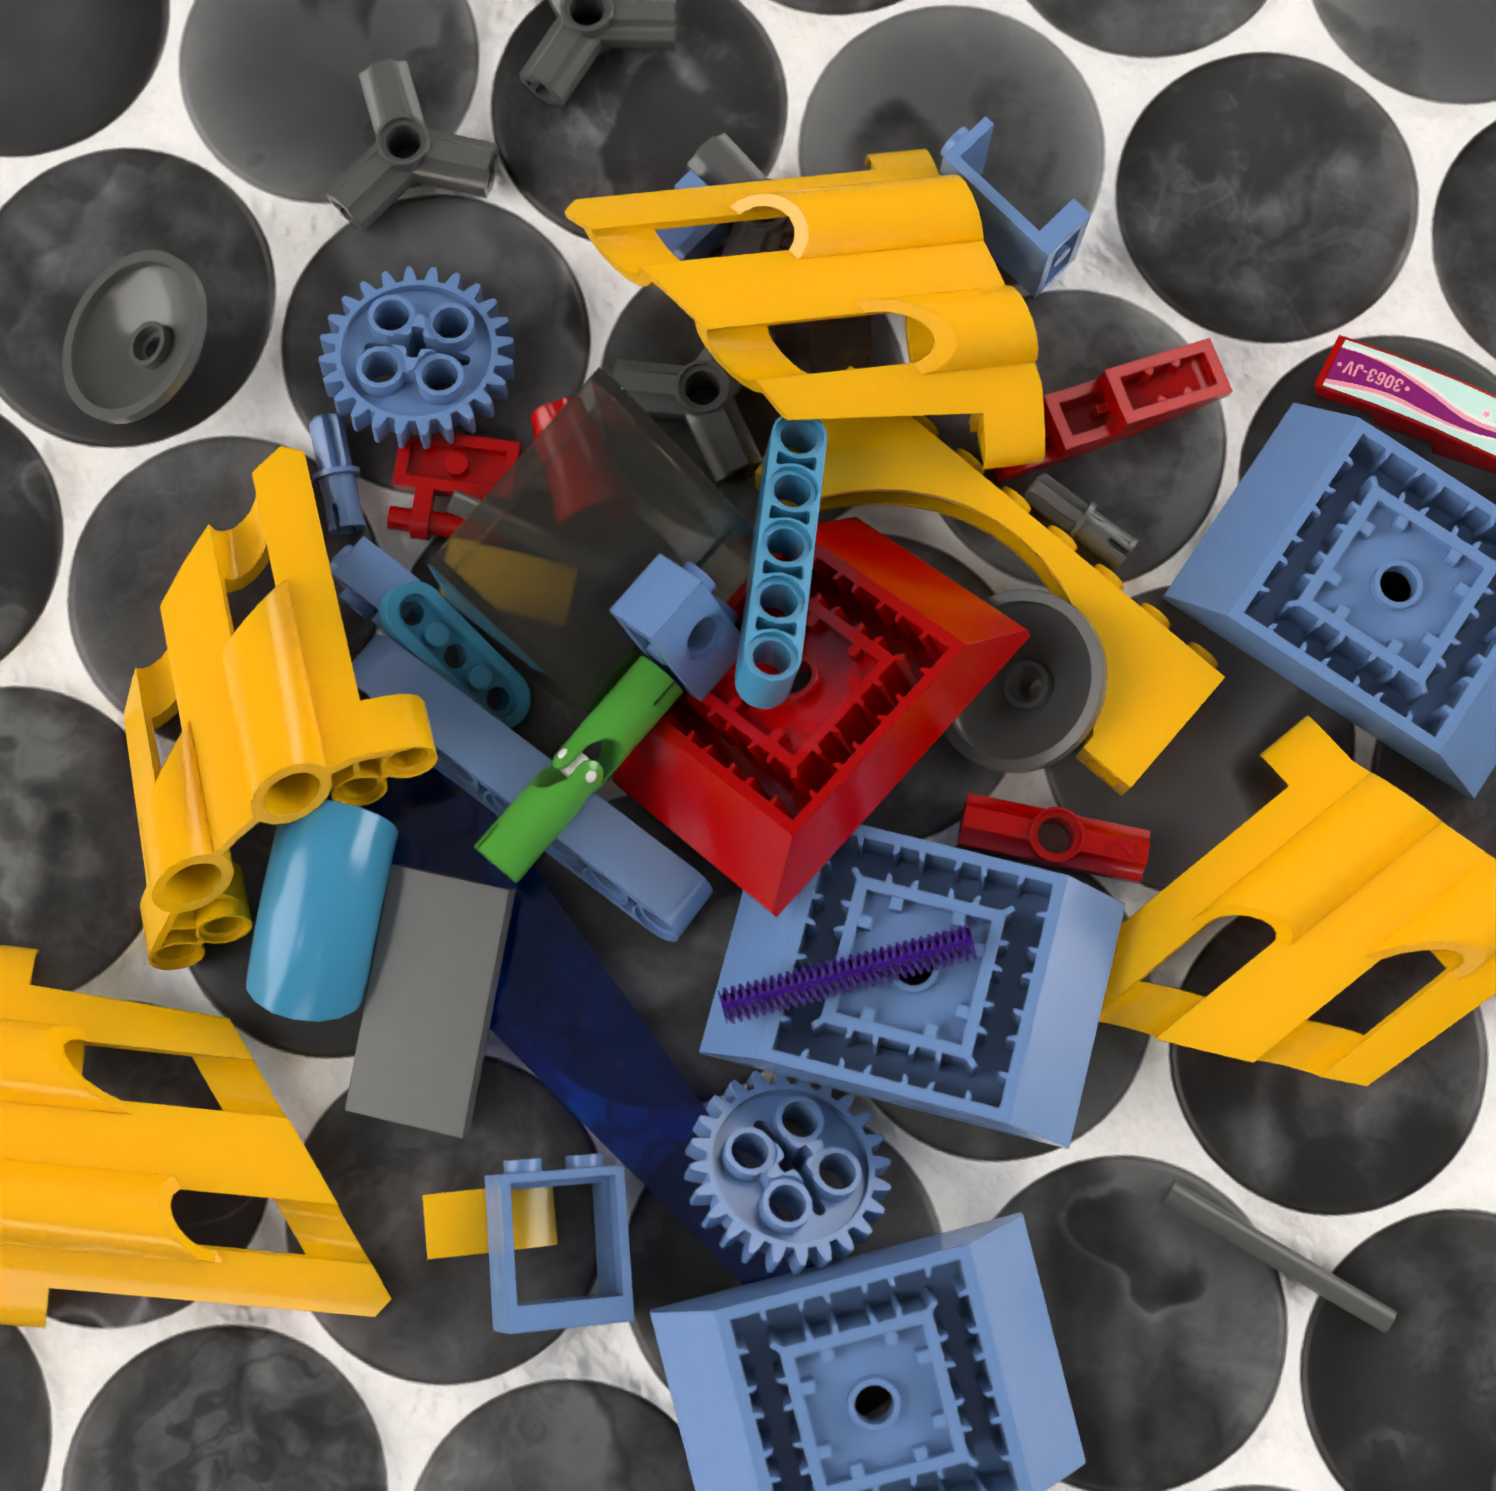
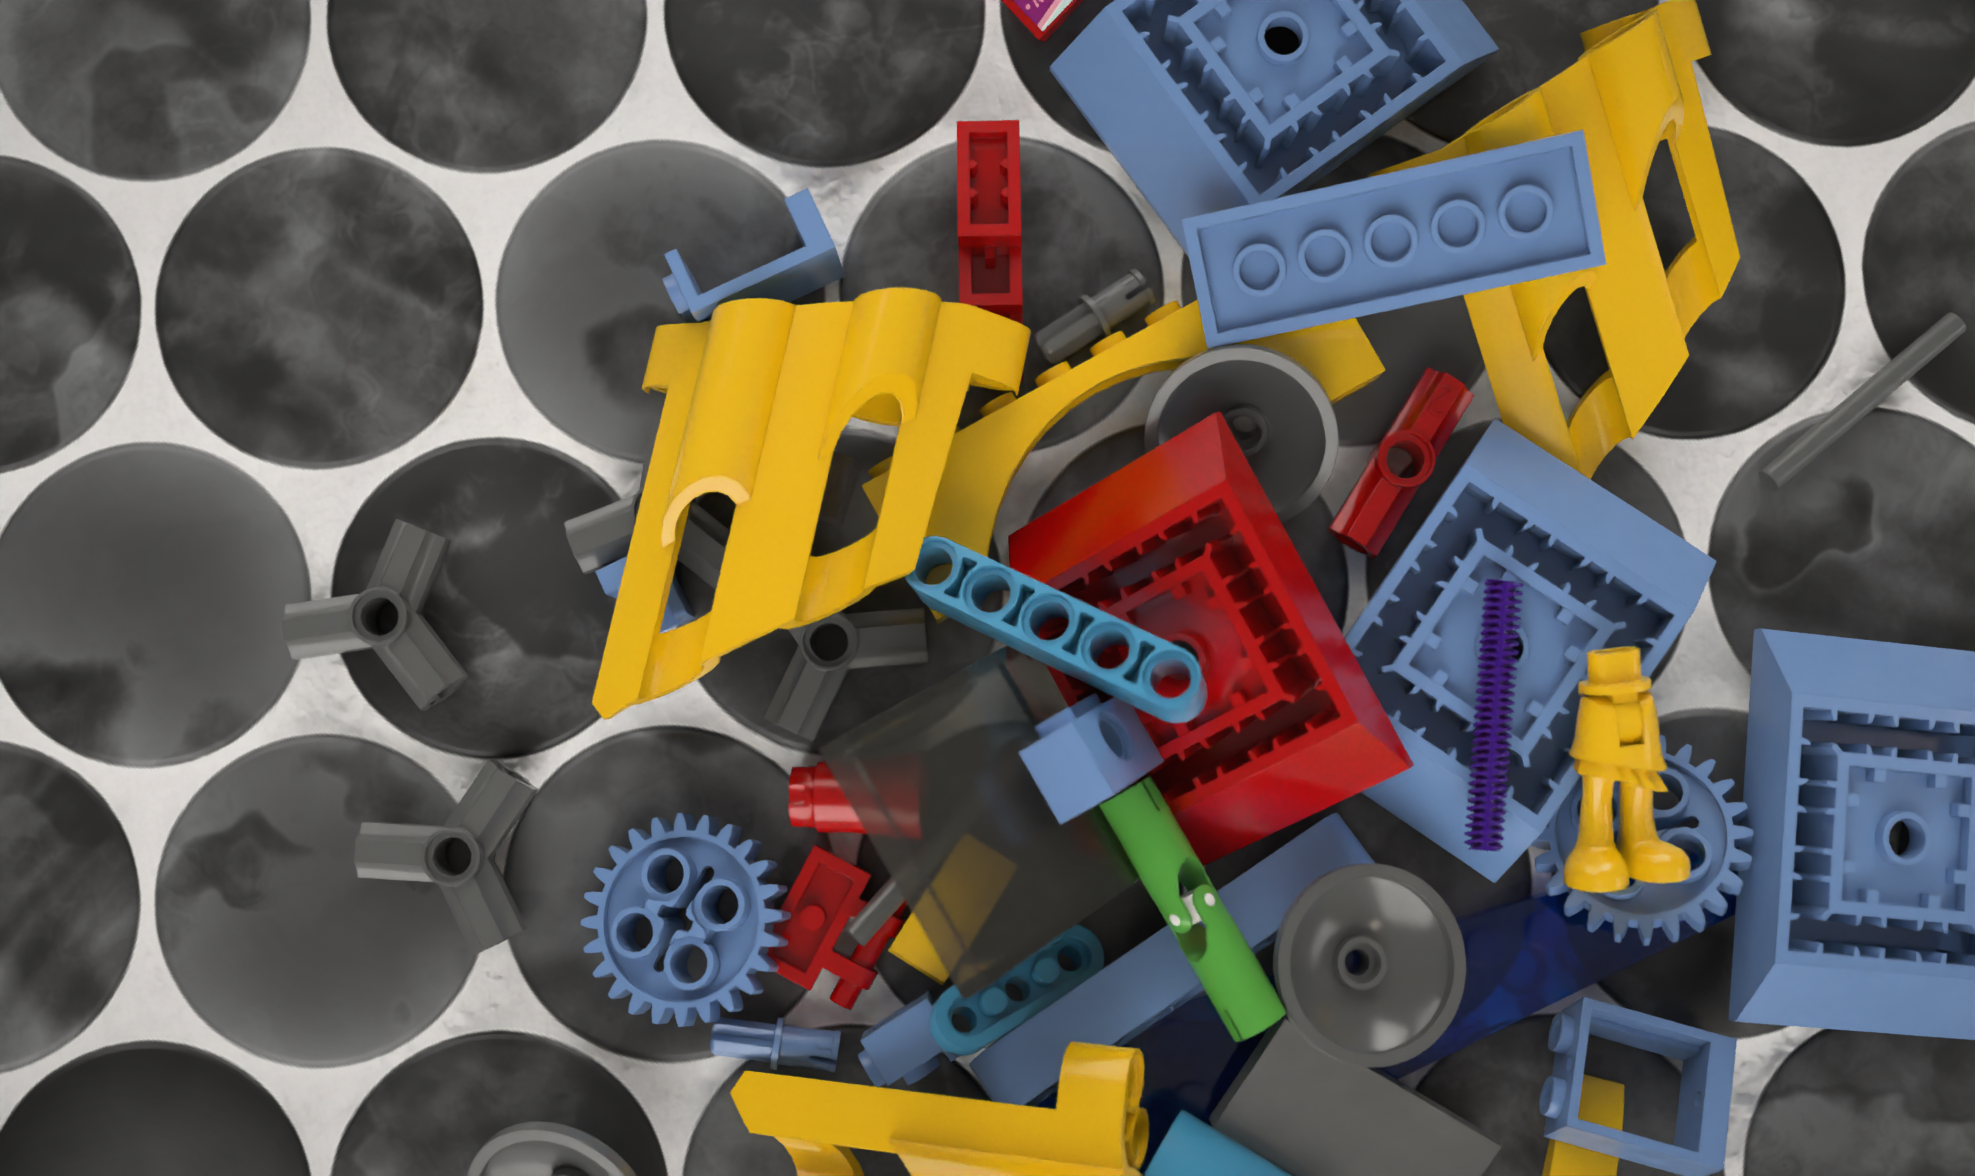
camera: 70 degrees left, 5 degrees up
(593, 994) = (1406, 972): none -> dark grey dish
(862, 1092) = (1612, 743): none -> yellow piece
(1247, 737) = (1395, 240): none -> medium blue plate

